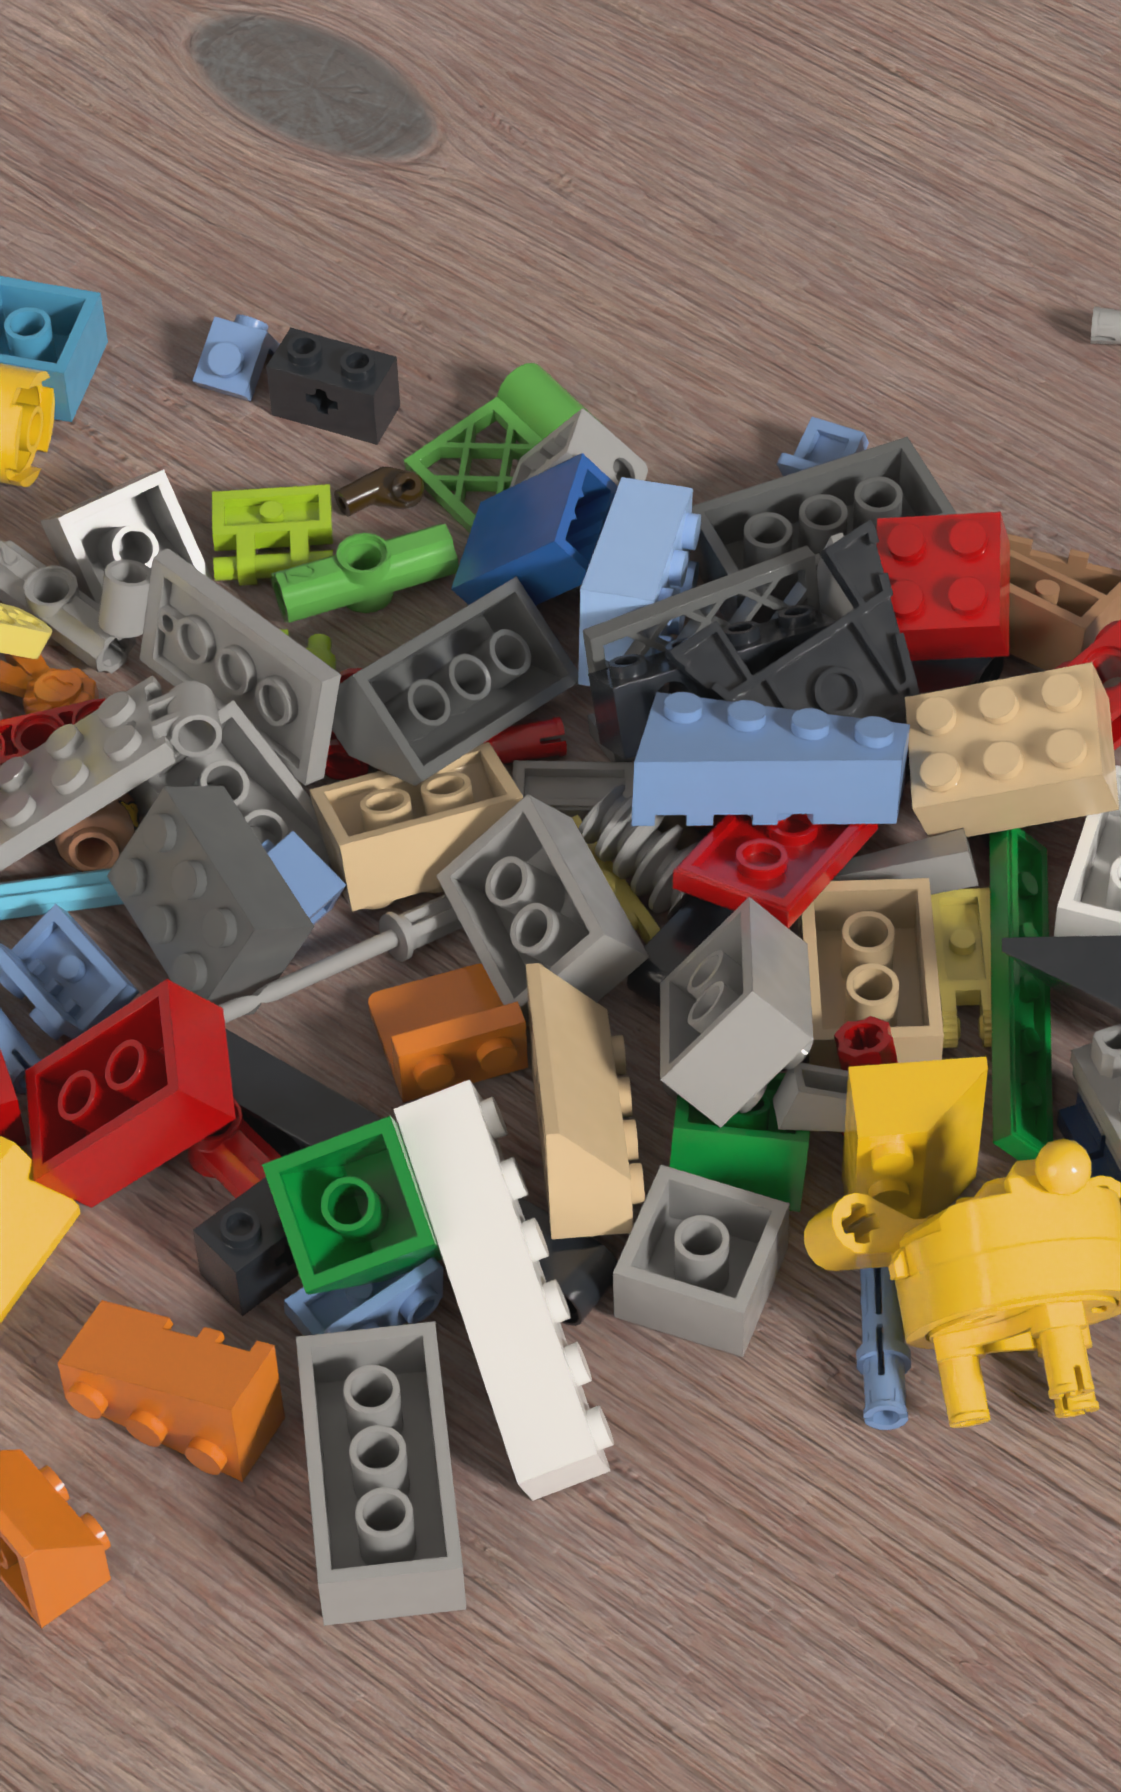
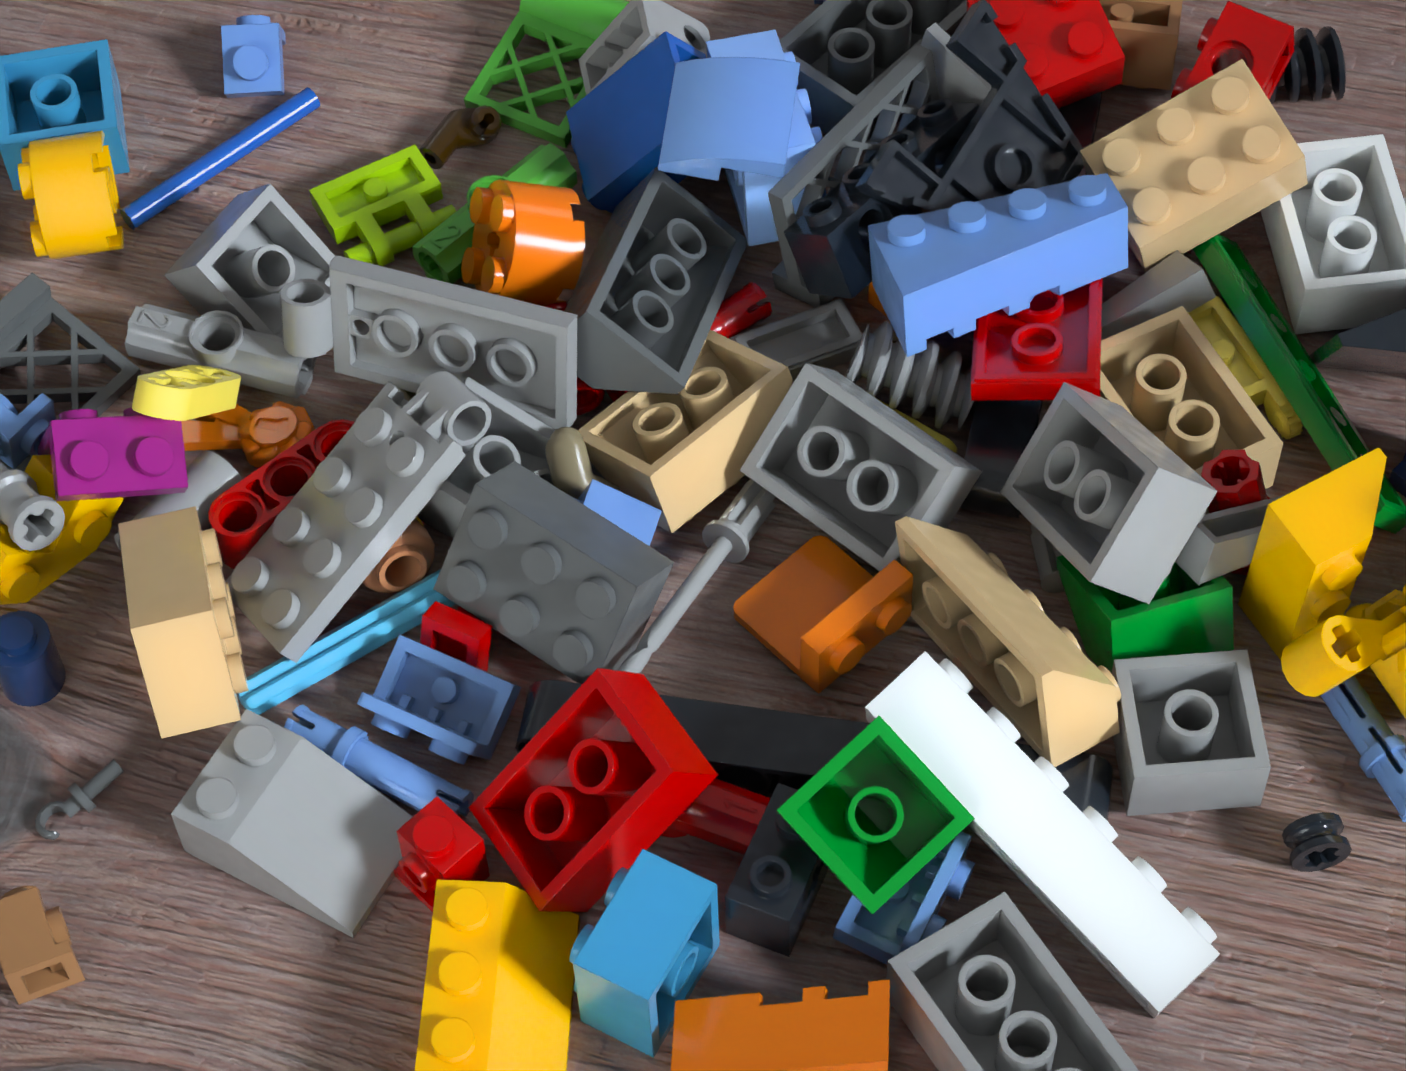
camera: 25 degrees left, 5 degrees up
(102, 1241) = (645, 950): none -> dark azure brick
(109, 926) = (457, 634): none -> red tile
(158, 437) = (219, 158): none -> blue bar
(290, 812) = (570, 462): none -> dark tan arm
(333, 386) = (364, 52): black brick -> none
(359, 604) = (524, 241): none -> orange brick
(586, 549) = (729, 116): none -> medium blue slope
(768, 1406) = (1316, 842): none -> black bush

